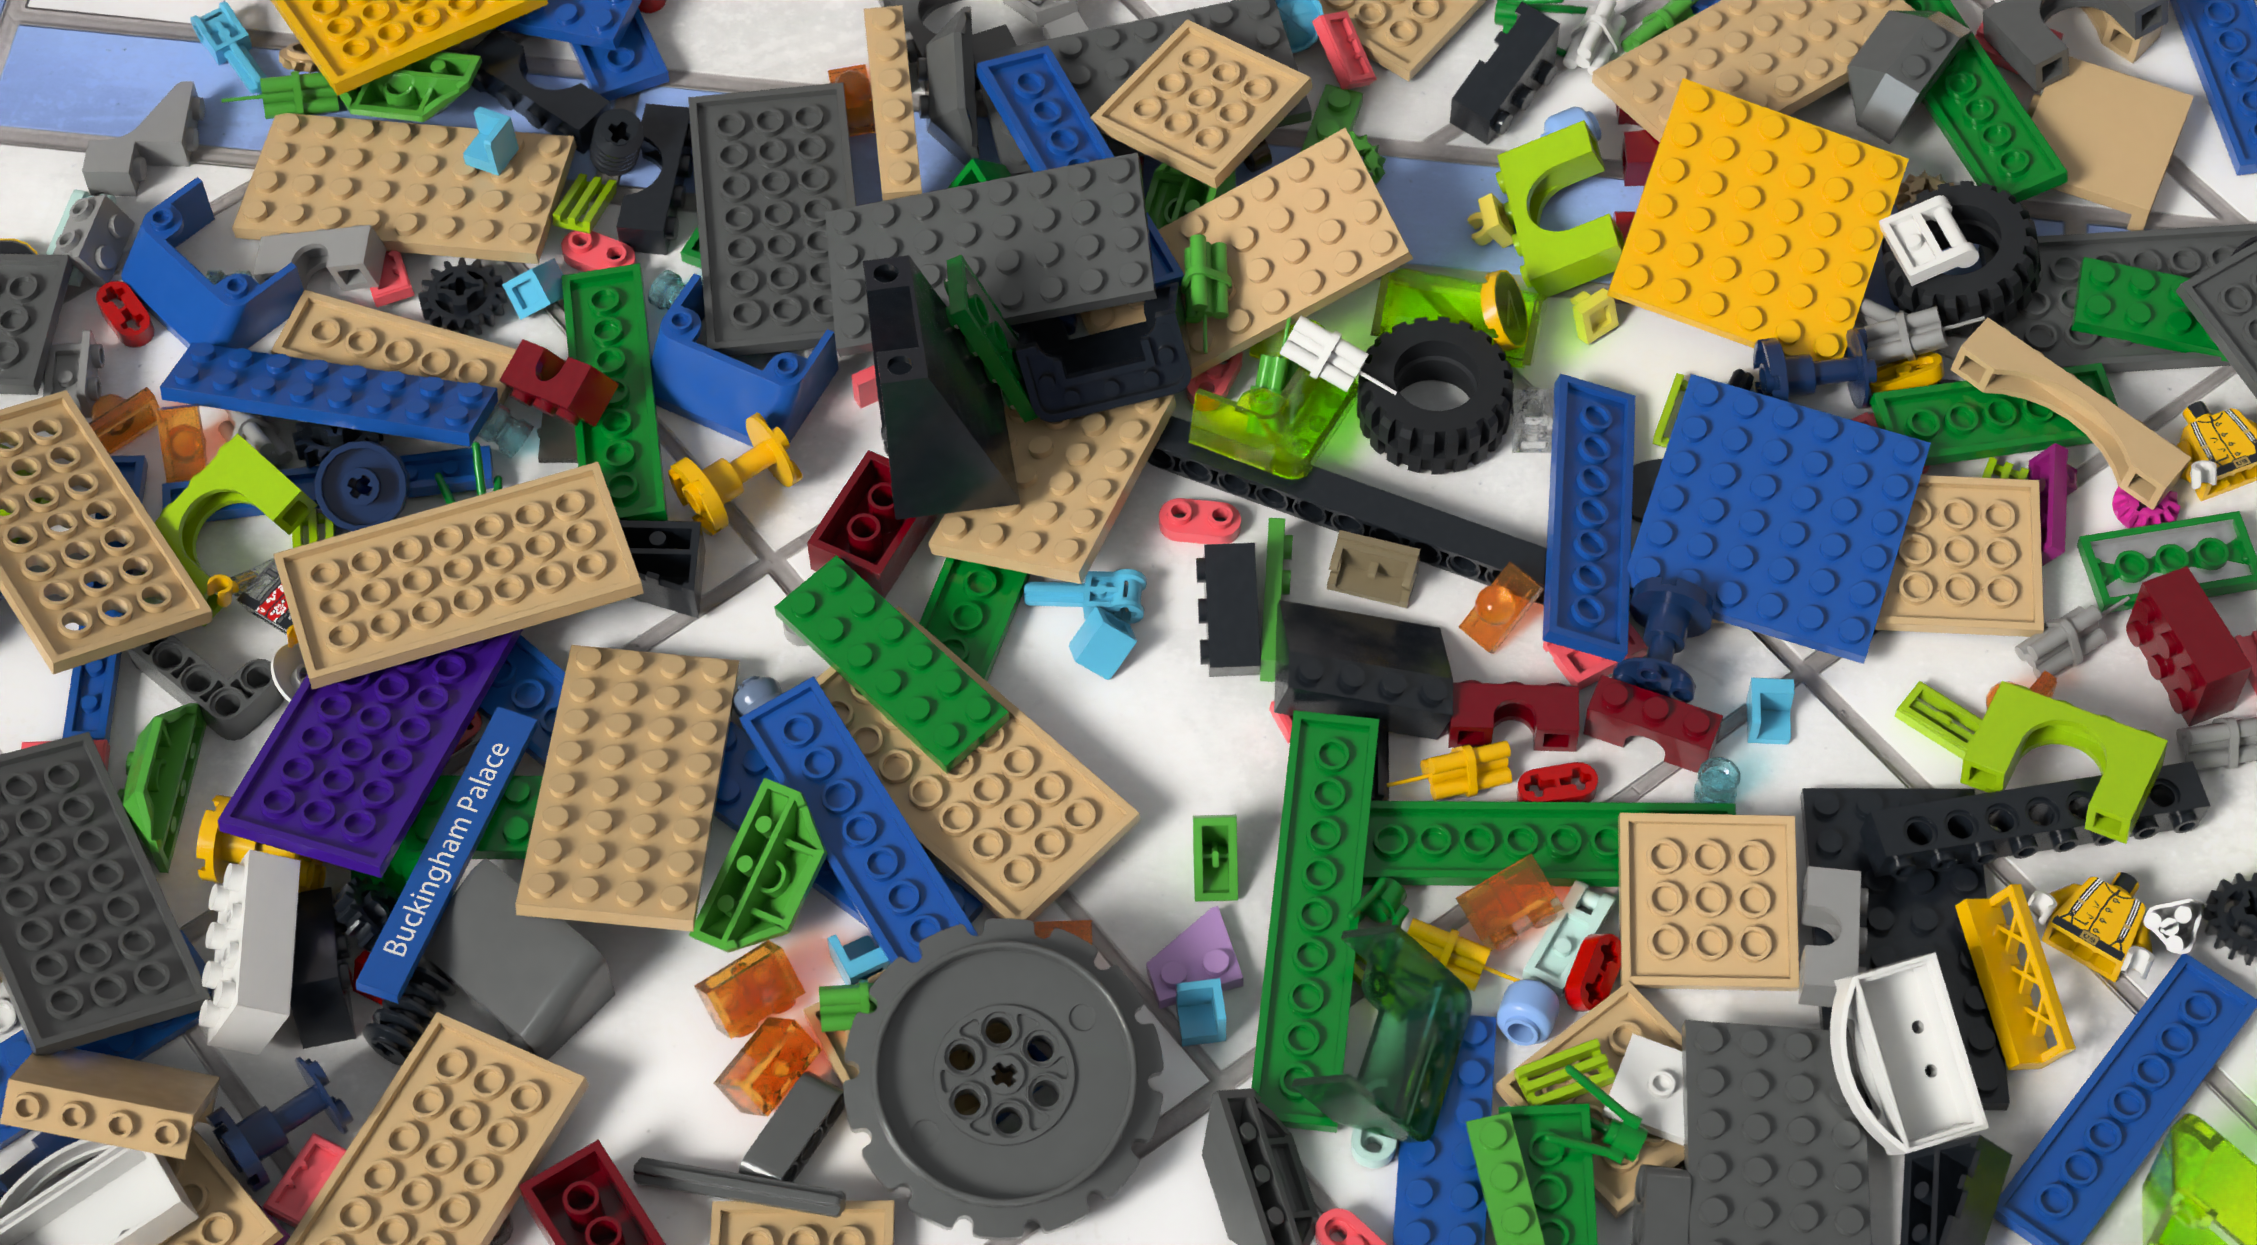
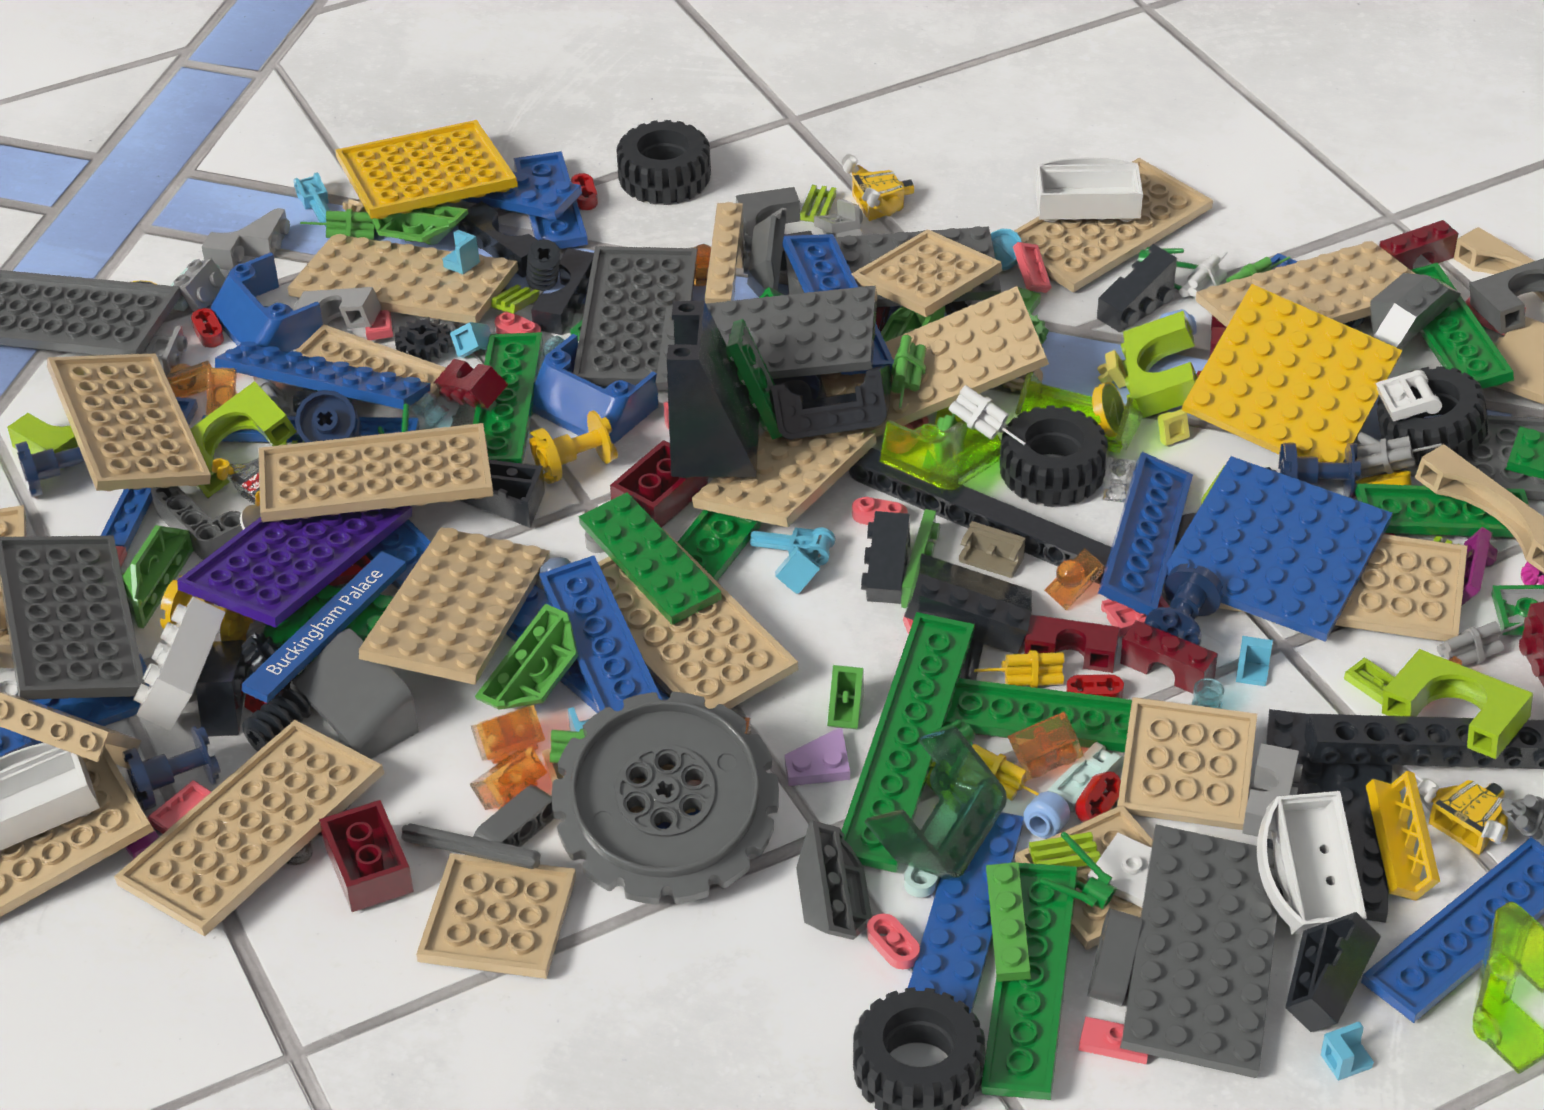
camera: 10 degrees right, 15 degrees down
(1201, 1012) = (815, 786): medium azure panel -> none

